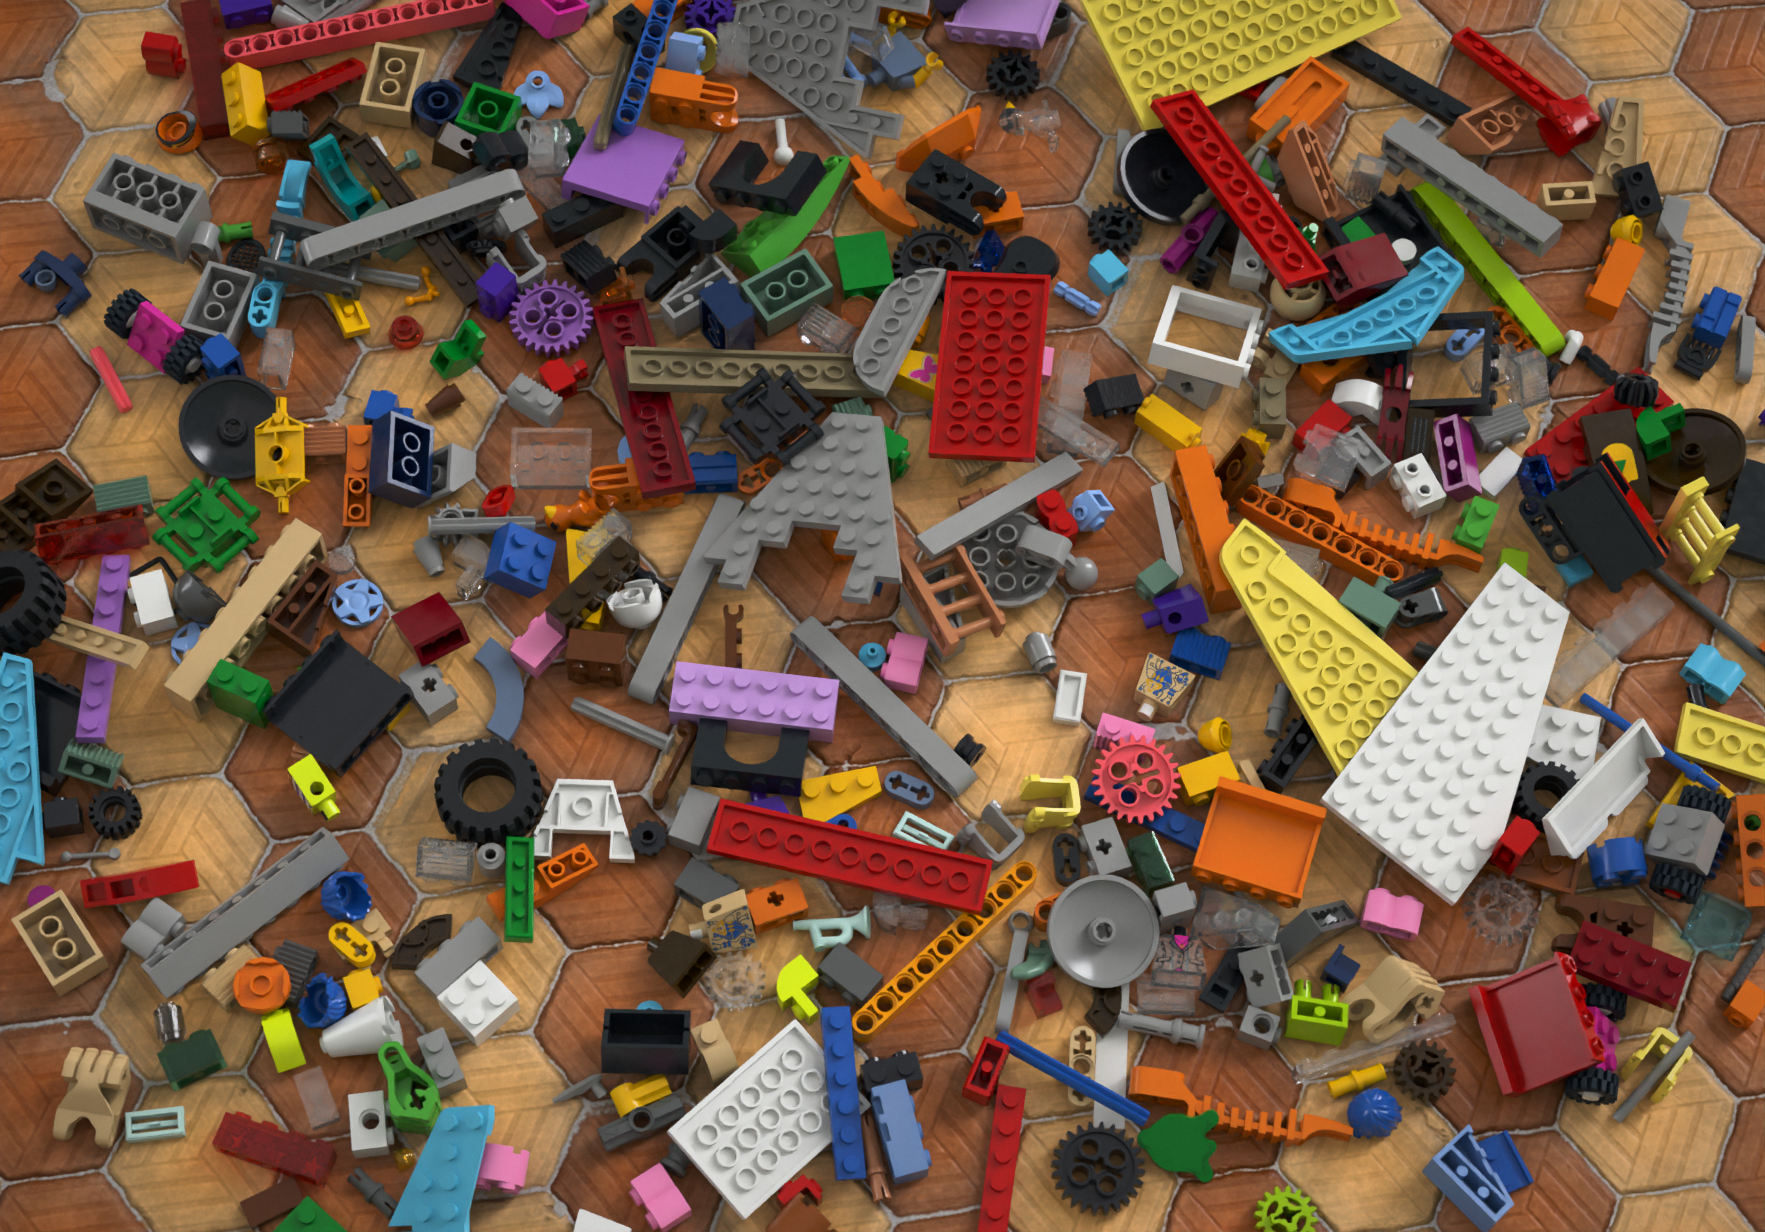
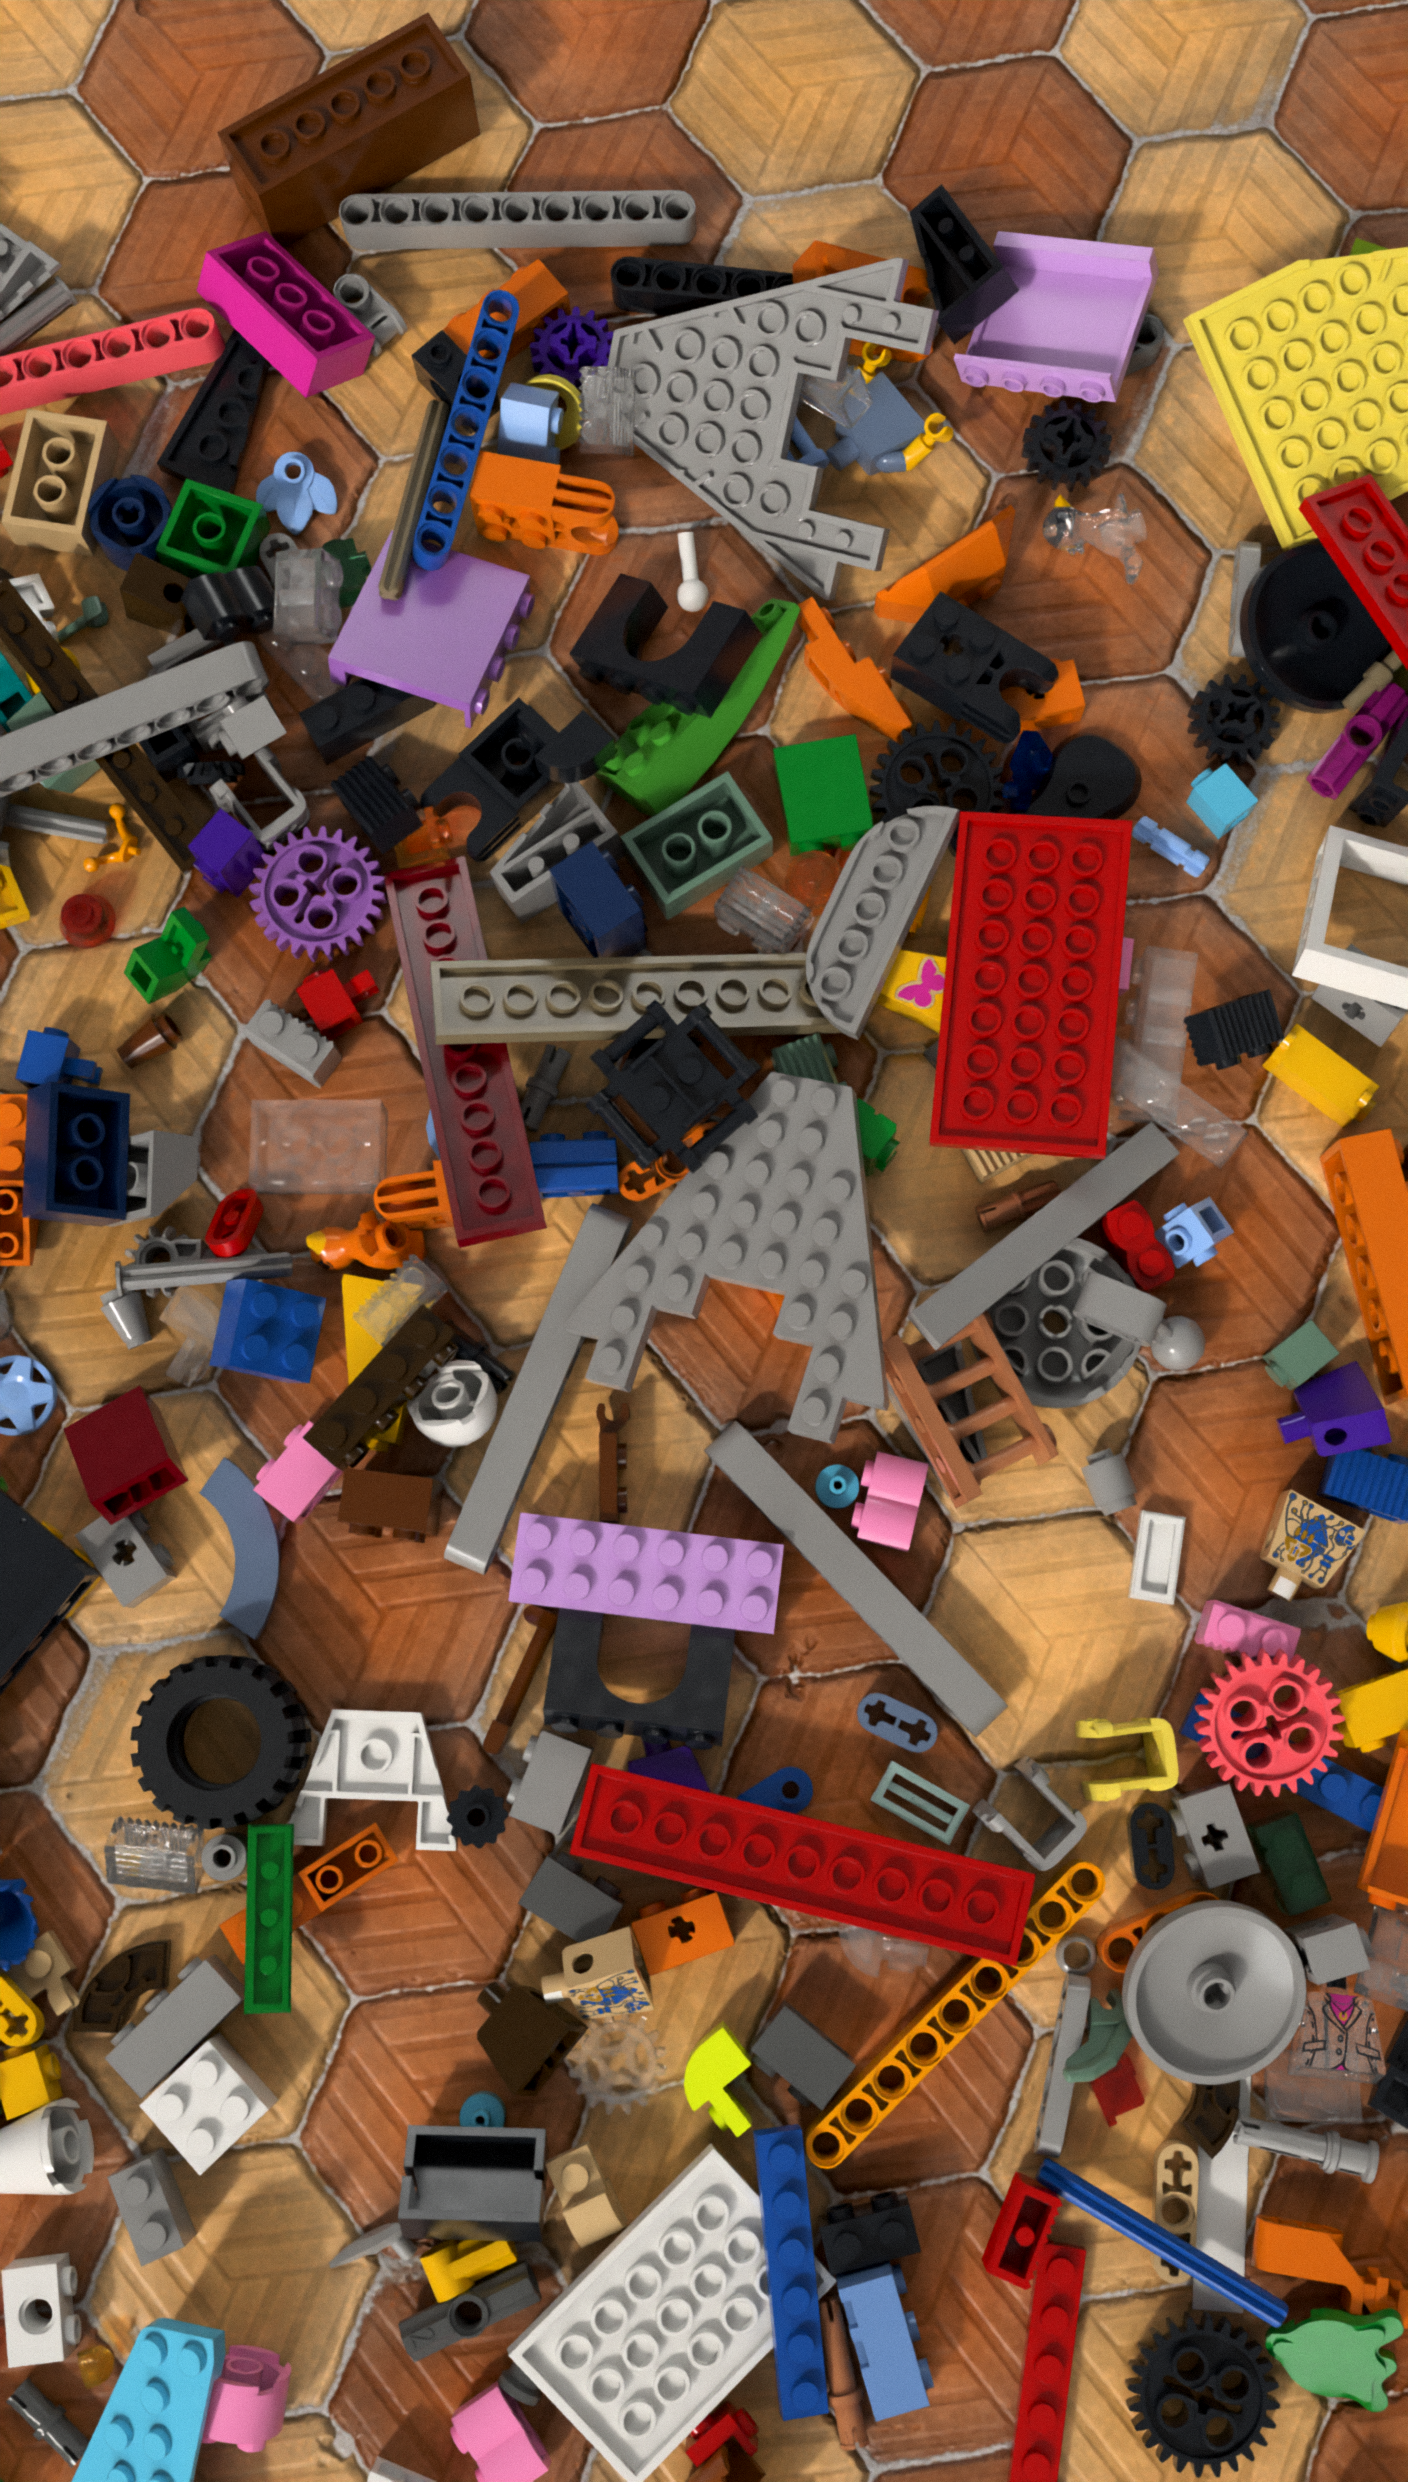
camera: 10 degrees right, 15 degrees up
(401, 1076) = (86, 2304): bright green piece -> none
(623, 724) = (437, 1609): light grey axle -> none
(838, 793) = (779, 1730): yellow wing -> none
(859, 922) = (816, 1961): light aqua piece -> none
(969, 750) = (994, 1657): black wheel -> none
(1167, 528) = (1315, 1255): white sticker -> none

